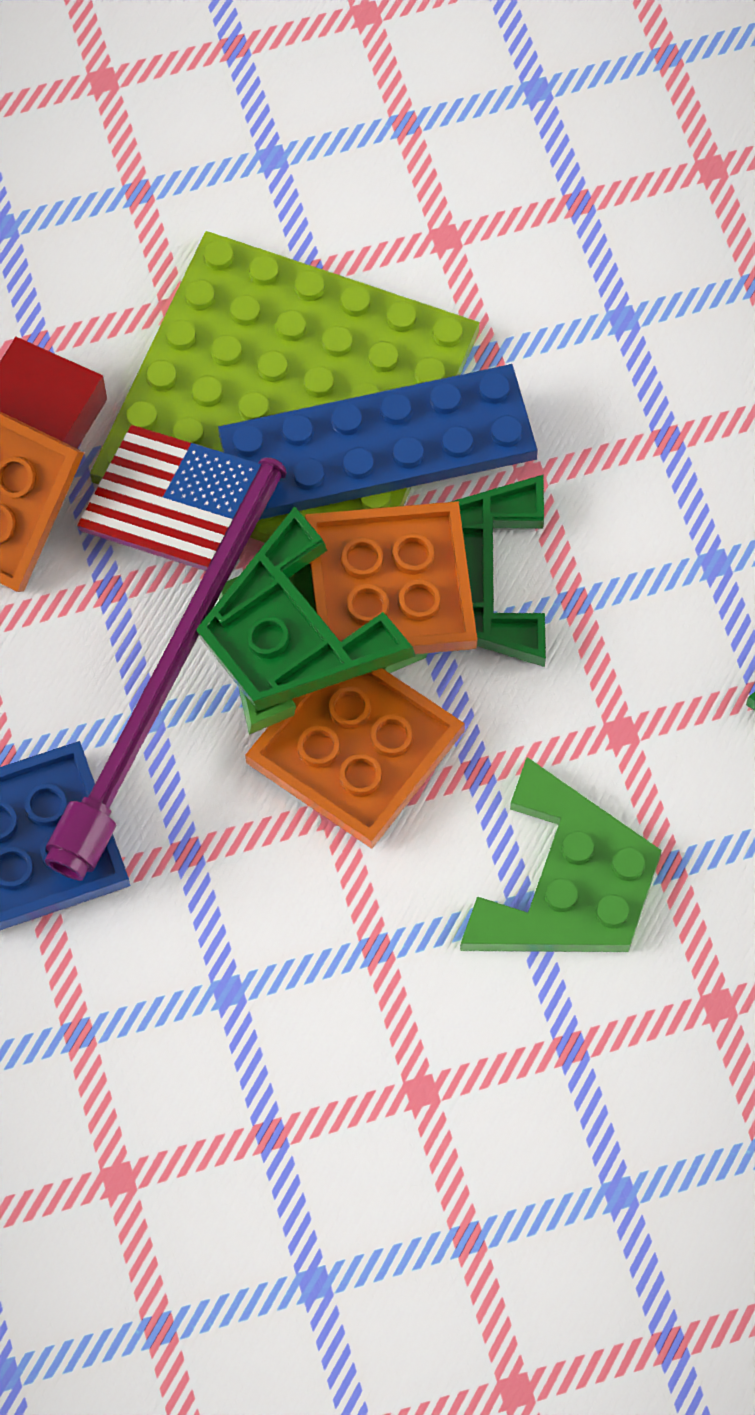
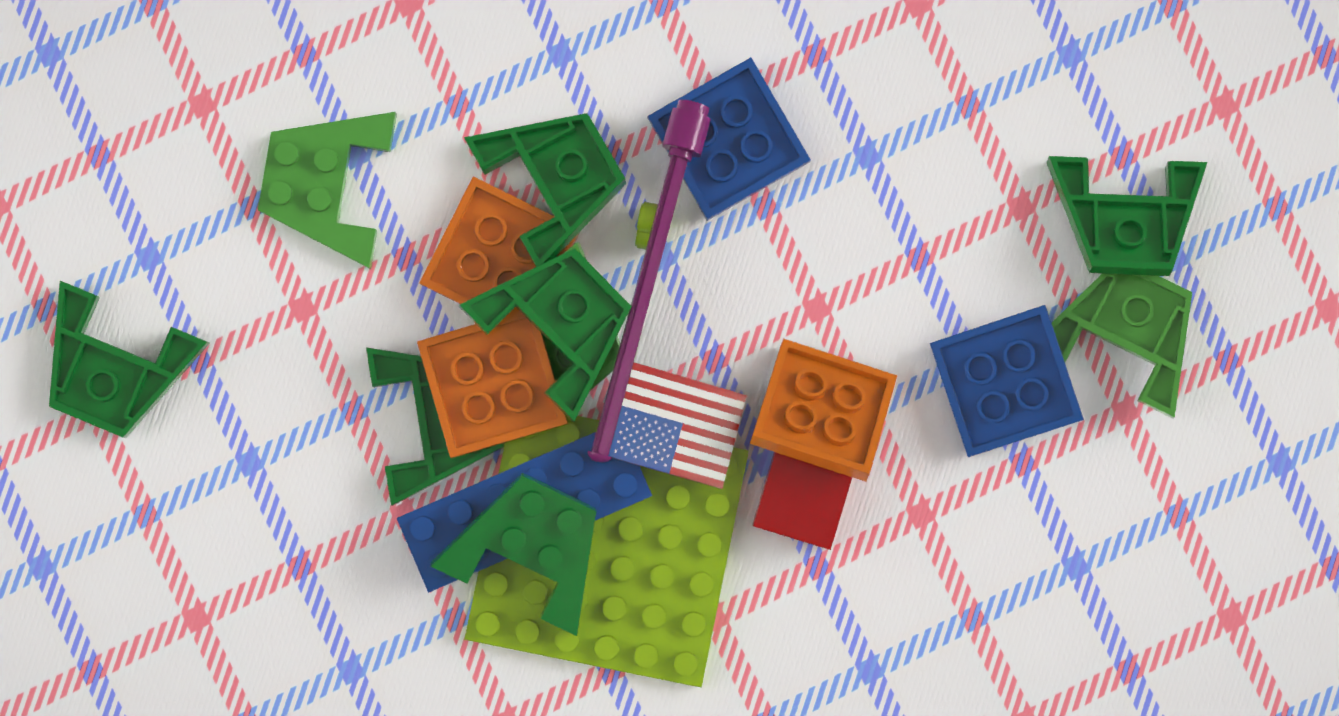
camera: 165 degrees right, 20 degrees up
(156, 751) = (645, 223): none -> lime tile
(245, 831) = (567, 167): none -> green wing
(371, 402) = (537, 530): none -> green wing

